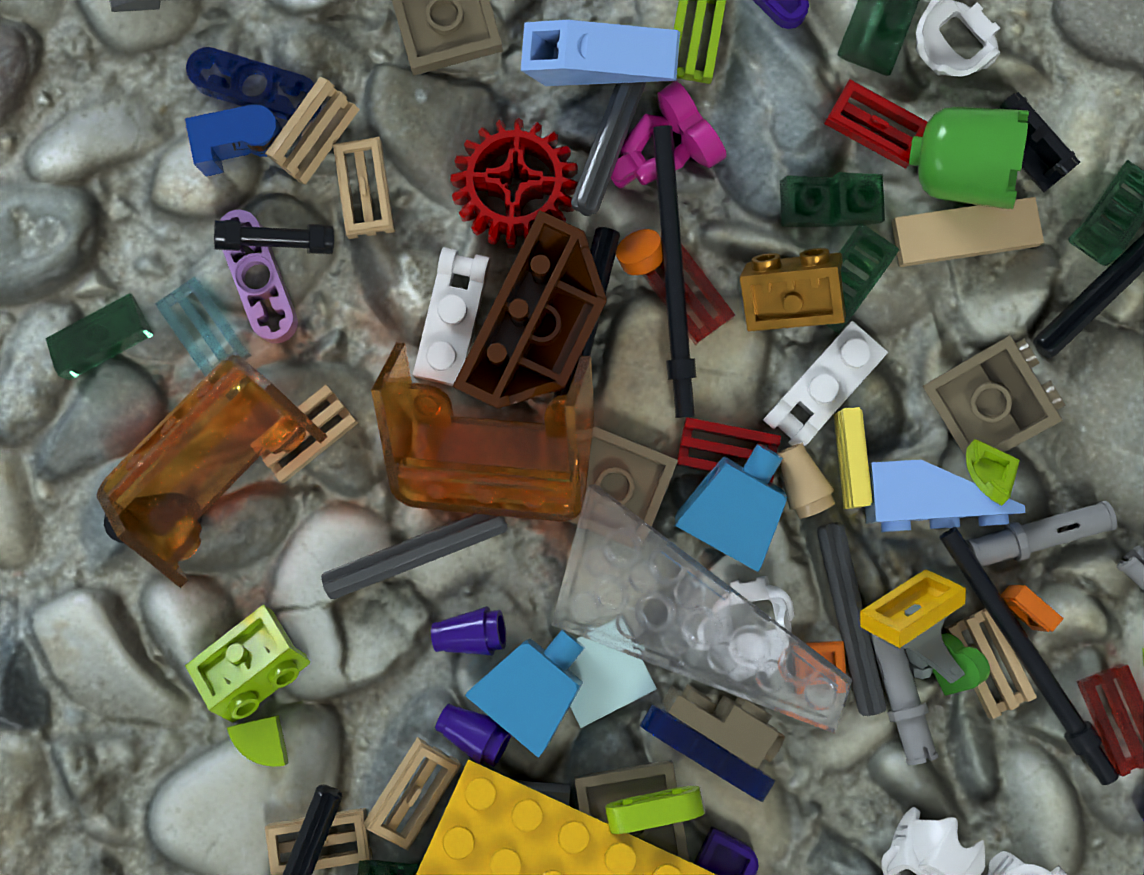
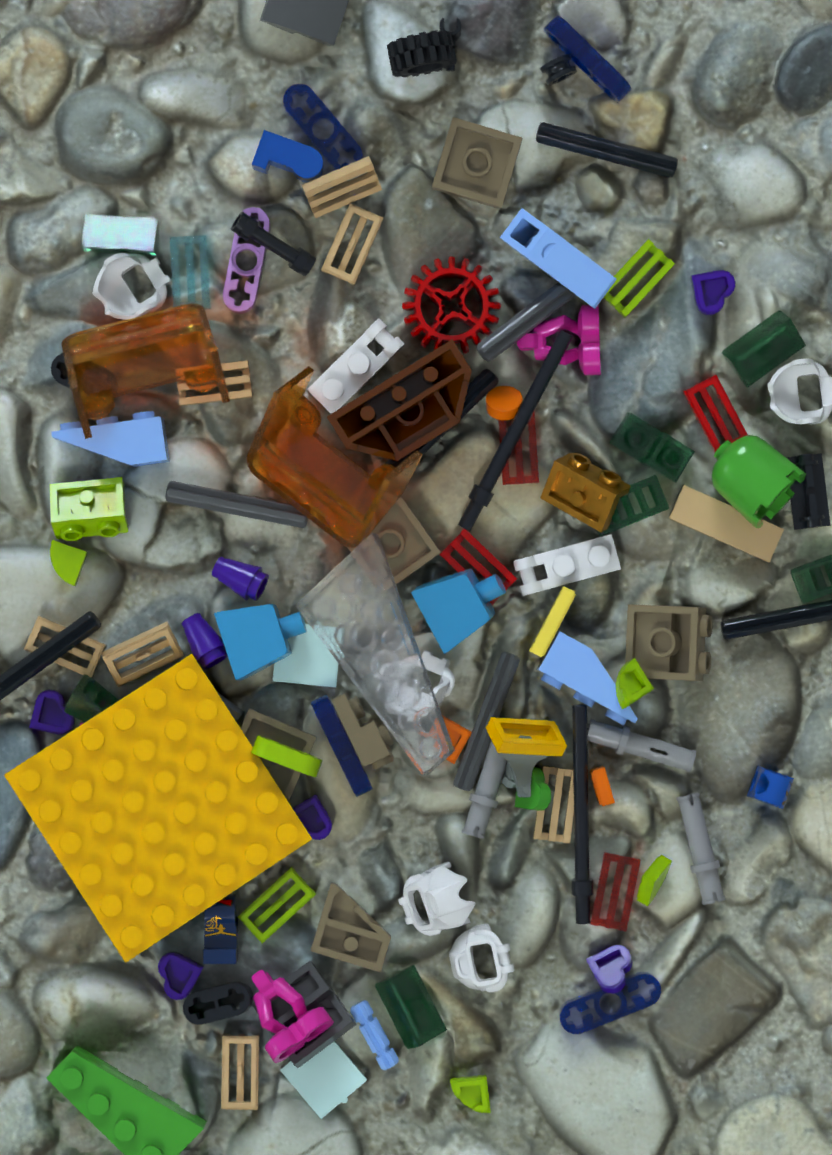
camera: 30 degrees right, 5 degrees up
(128, 402) = (115, 292): none -> white helmet
(247, 559) = (129, 442): none -> light blue slope
(804, 482) = (512, 617): tan cone -> none

